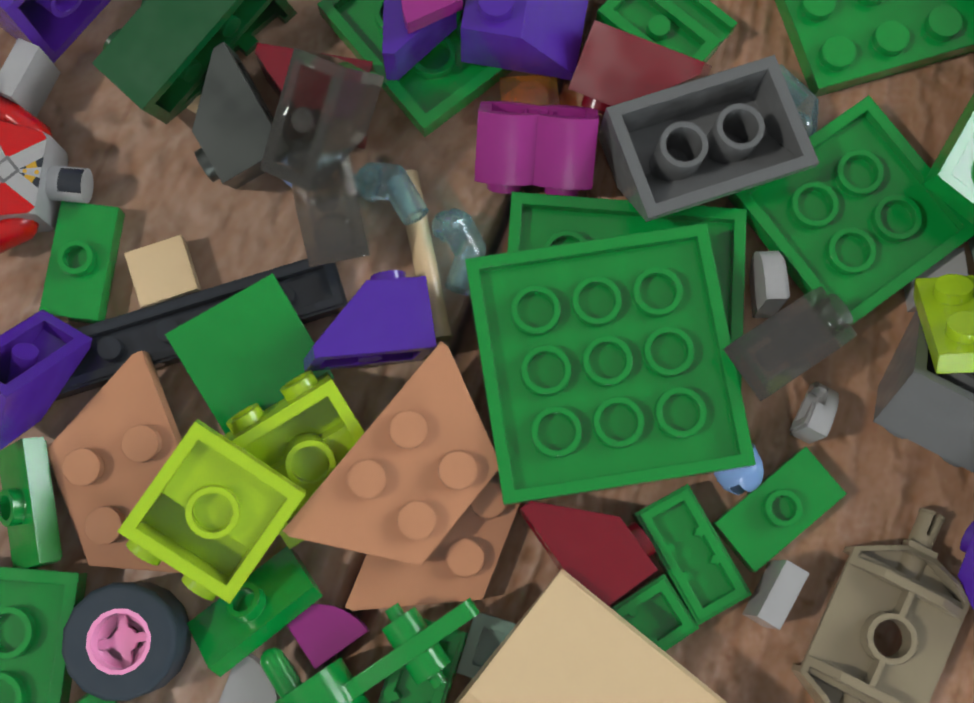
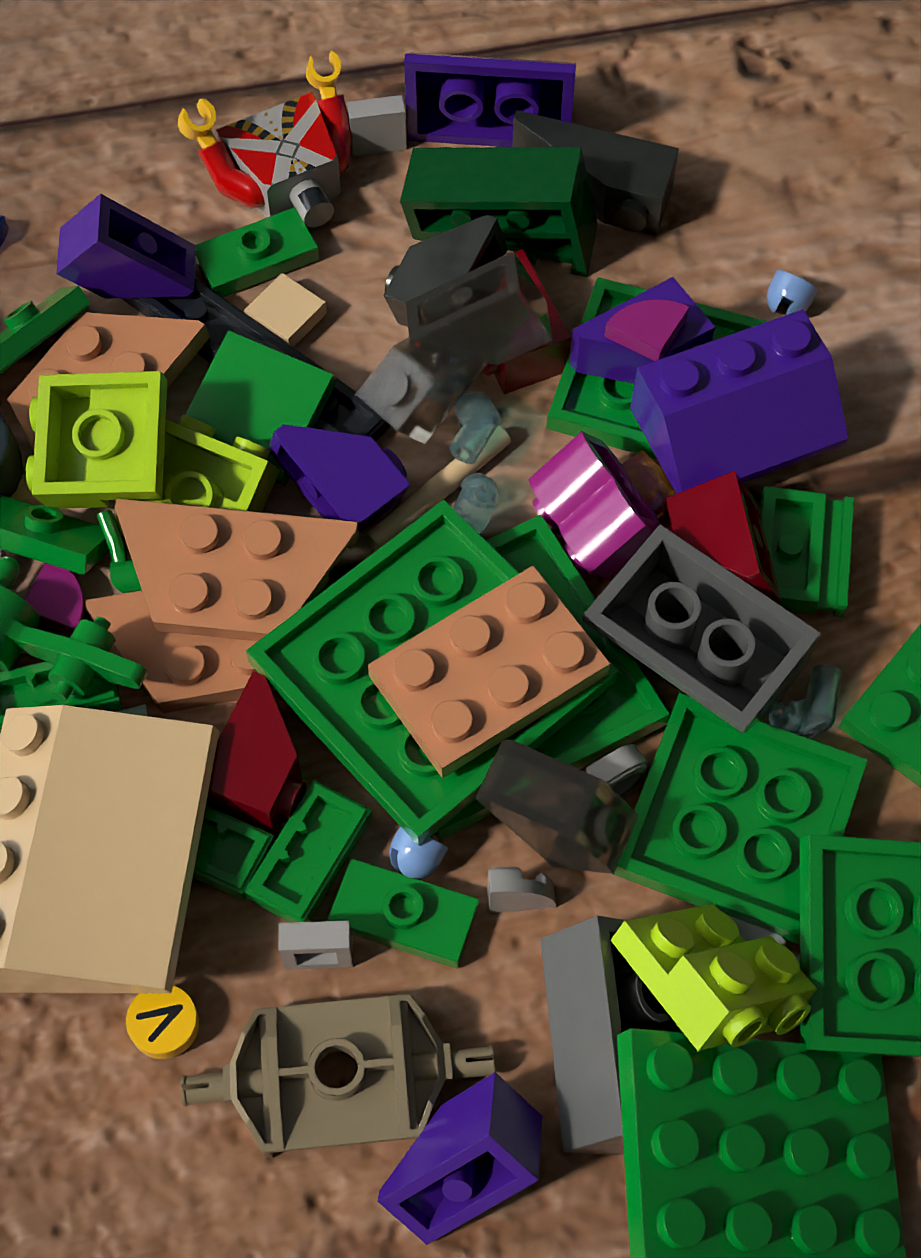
camera: 60 degrees right, 15 degrees down
(336, 559) = (121, 570): none -> green hand
(652, 322) = (488, 671): none -> nougat plate

